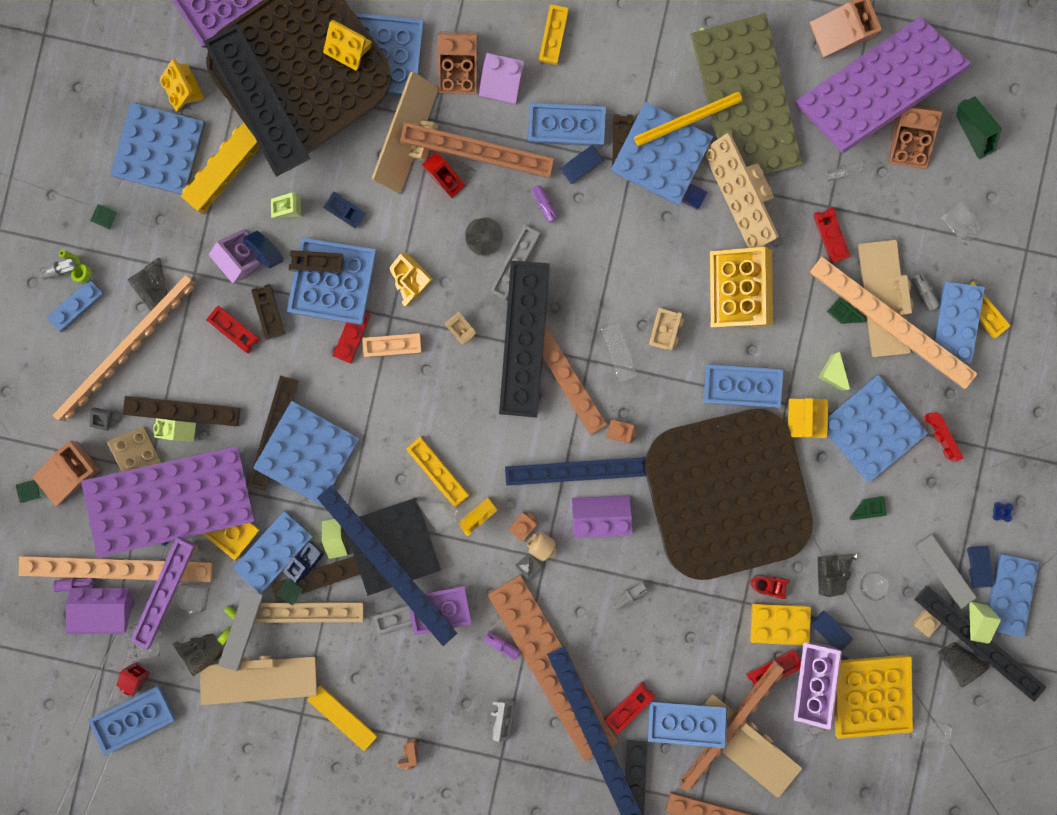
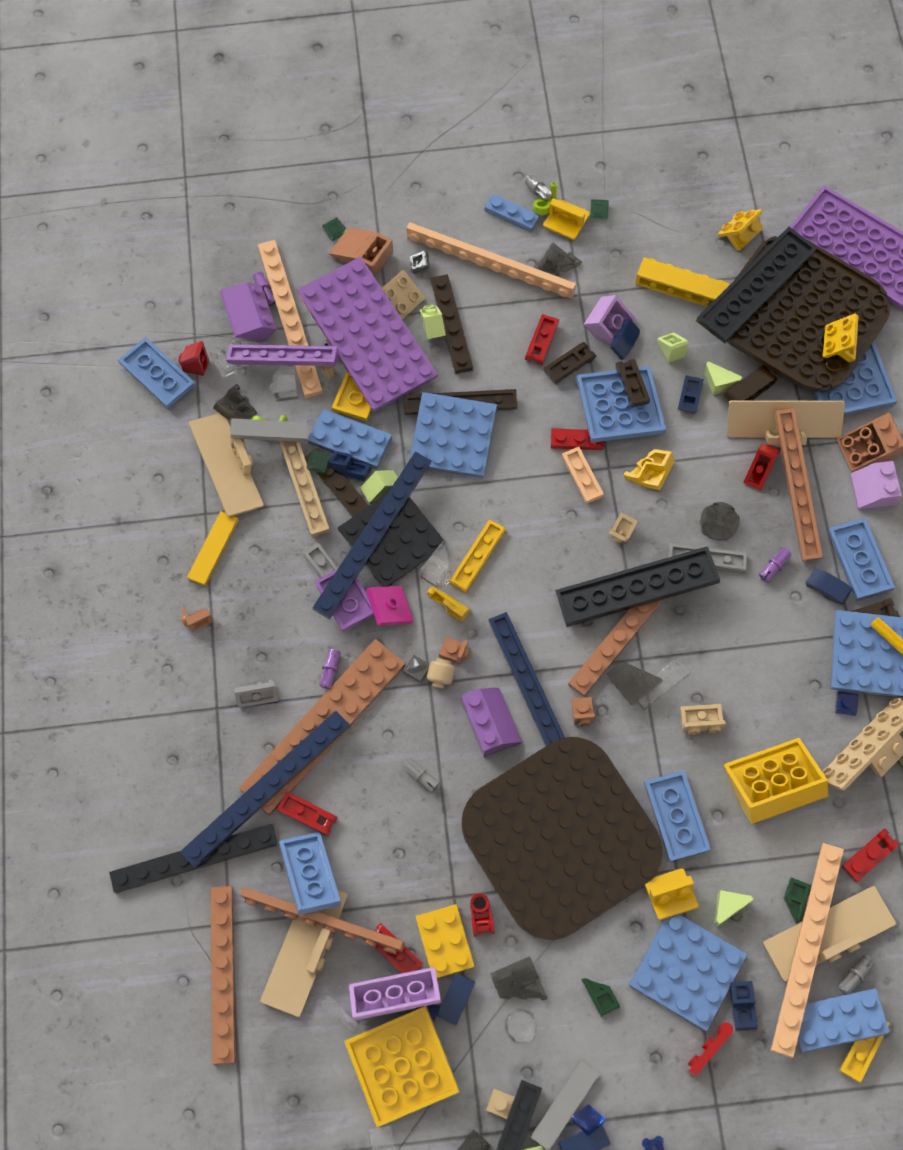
camera: 70 degrees right, 20 degrees down
(103, 254) = (565, 218): none -> yellow bracket
(157, 148) = (678, 230): medium blue plate -> none
(339, 176) = (720, 379): none -> yellowish green slope
(358, 151) = (752, 385): none -> dark brown beam
(461, 572) = (389, 605): none -> dark pink plate
(611, 378) = (632, 681): none -> clear smoke slope
(917, 394) = (743, 1006): none -> dark blue slope
(965, 557) = (588, 1120): none -> clear blue tile

